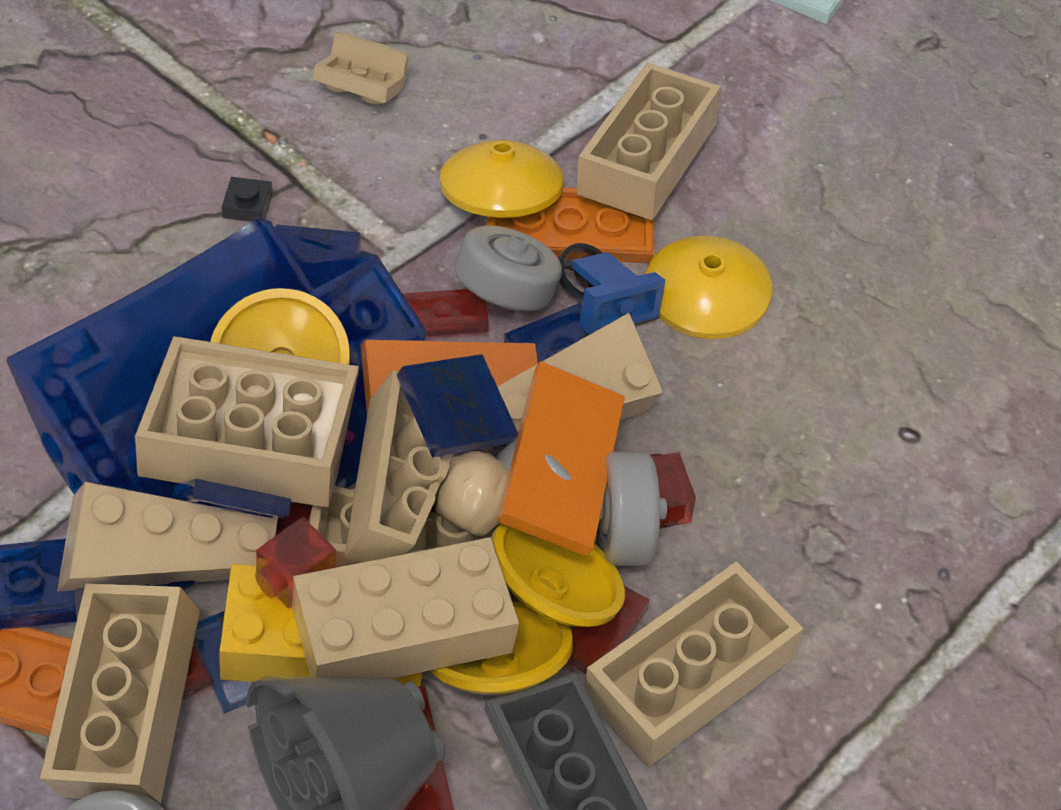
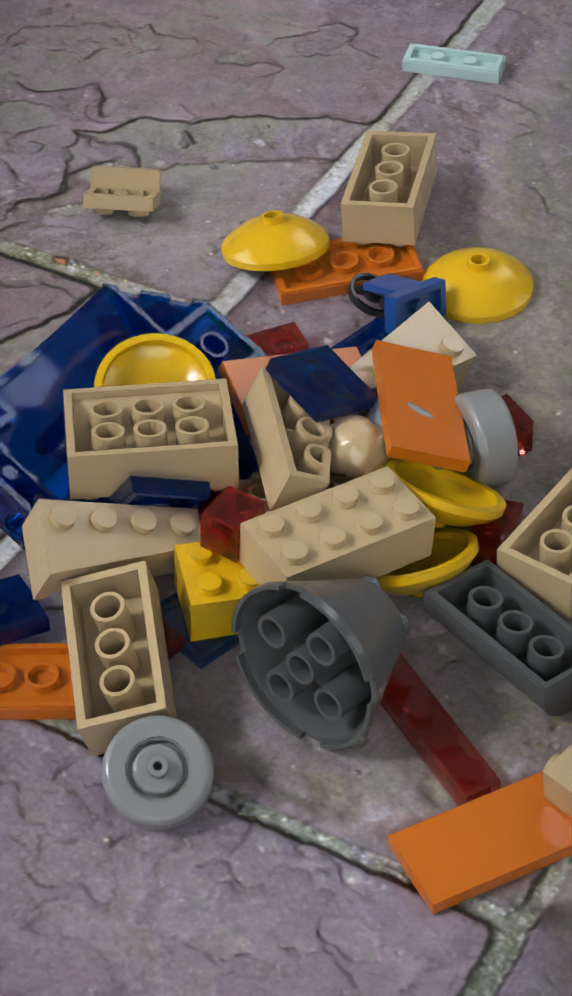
camera: 10 degrees left, 10 degrees down
(246, 199) = (60, 305): black plate -> none
(508, 268) = (310, 301): light grey wheel -> none

